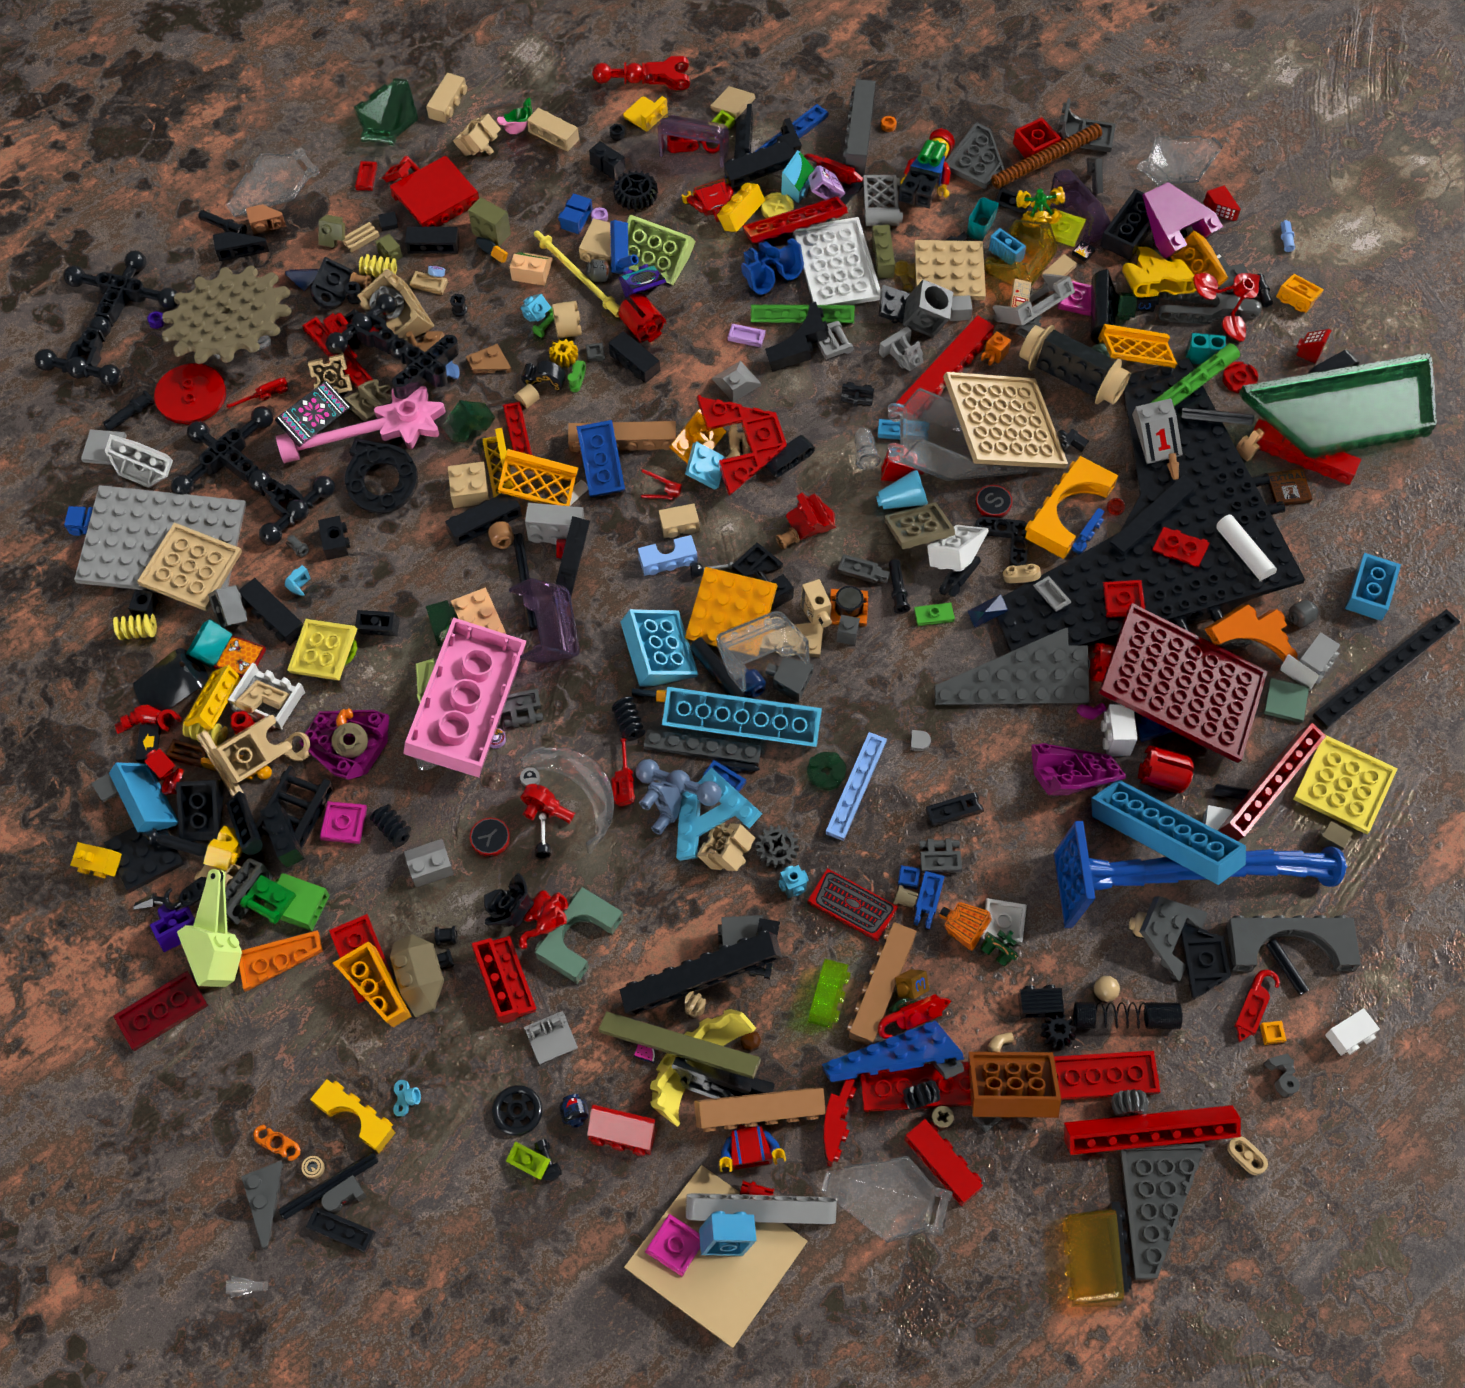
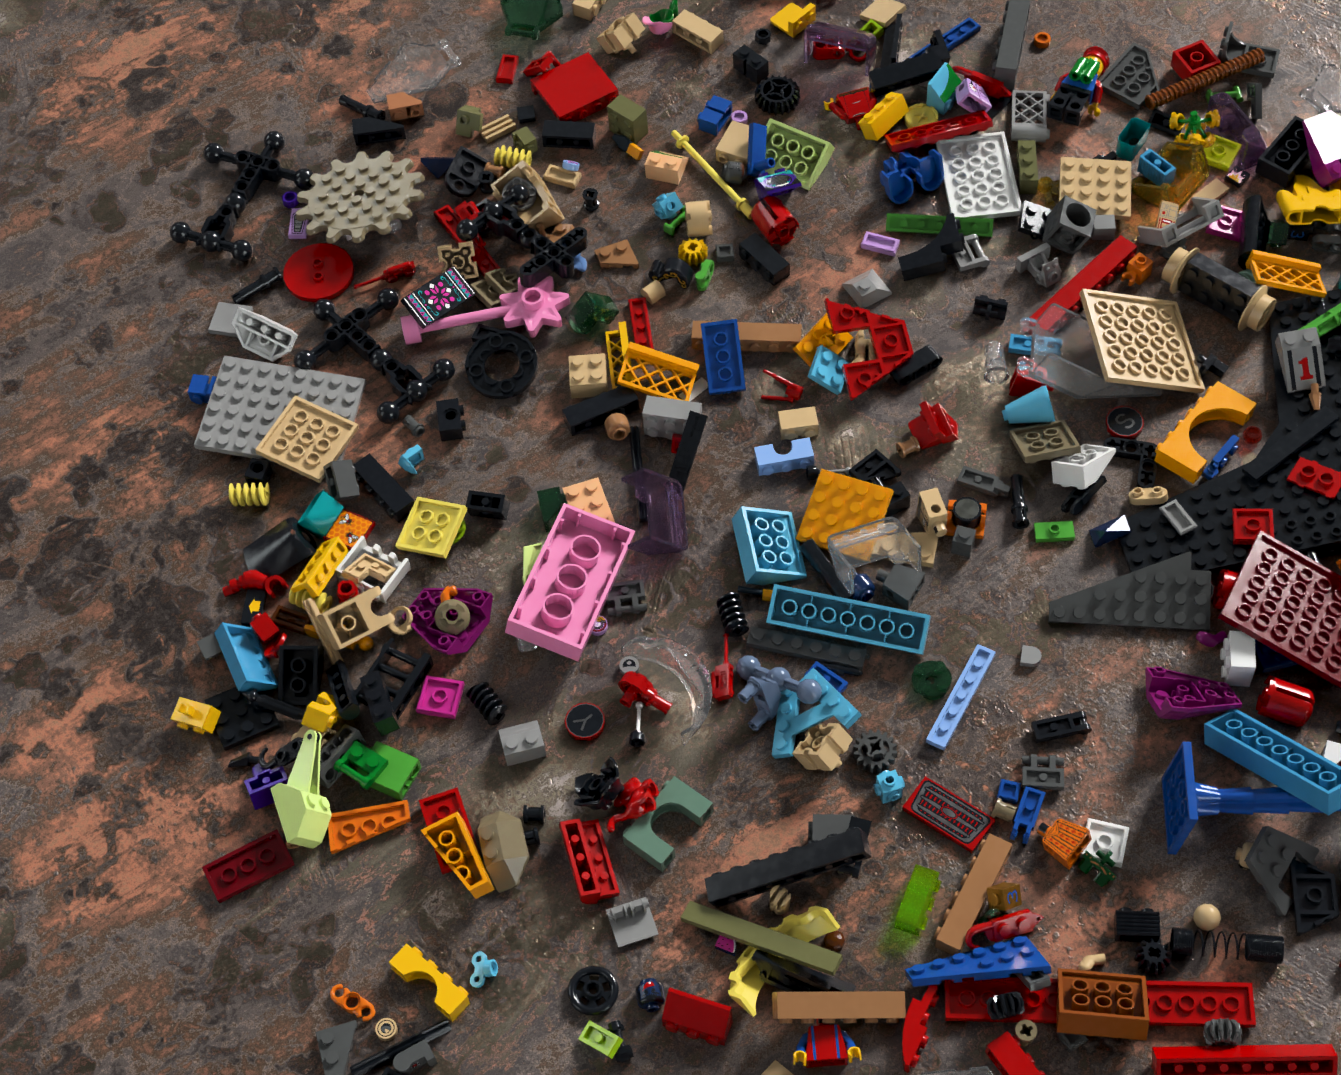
camera: 10 degrees right, 5 degrees down
(165, 349) = (297, 228): none -> lavender tile
(1076, 169) = (1236, 93): none -> bright green piece

